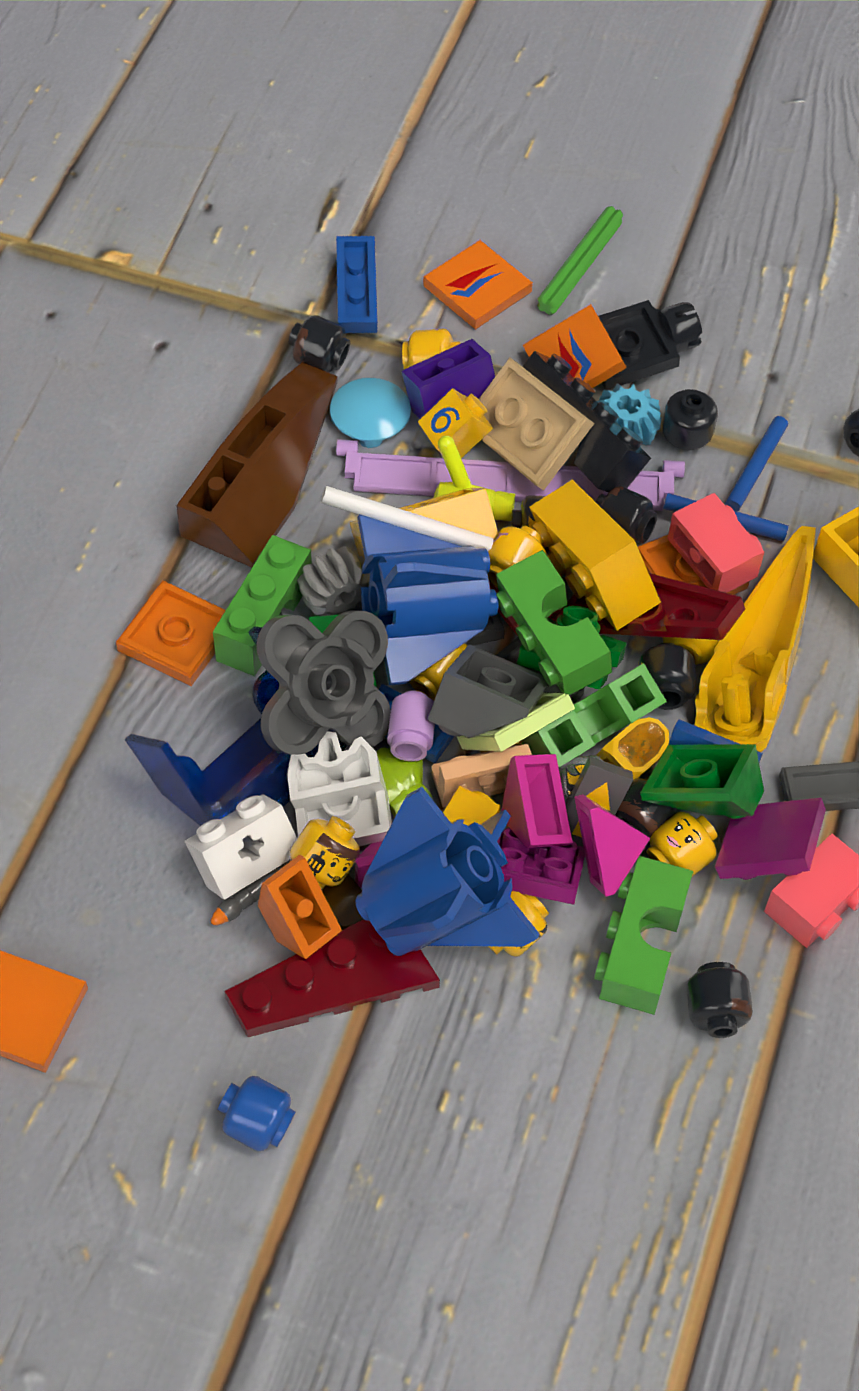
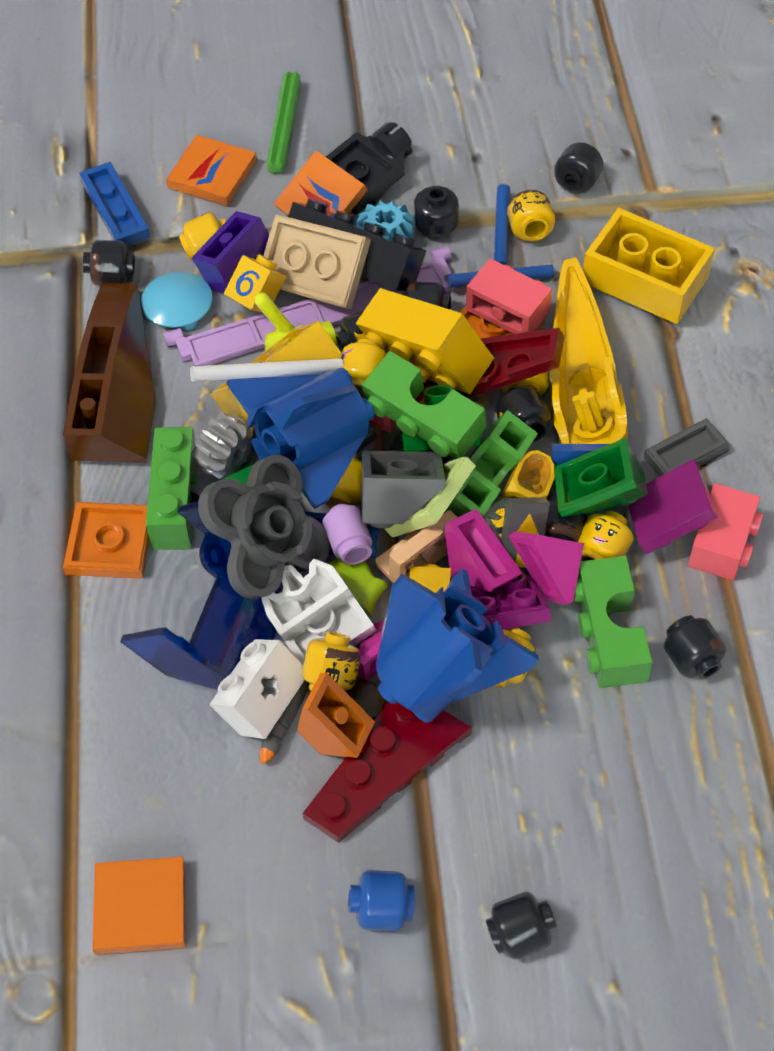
camera: 20 degrees left, 0 degrees up
(382, 1202) = (521, 925): none -> black head
(792, 463) = (531, 215): none -> yellow head

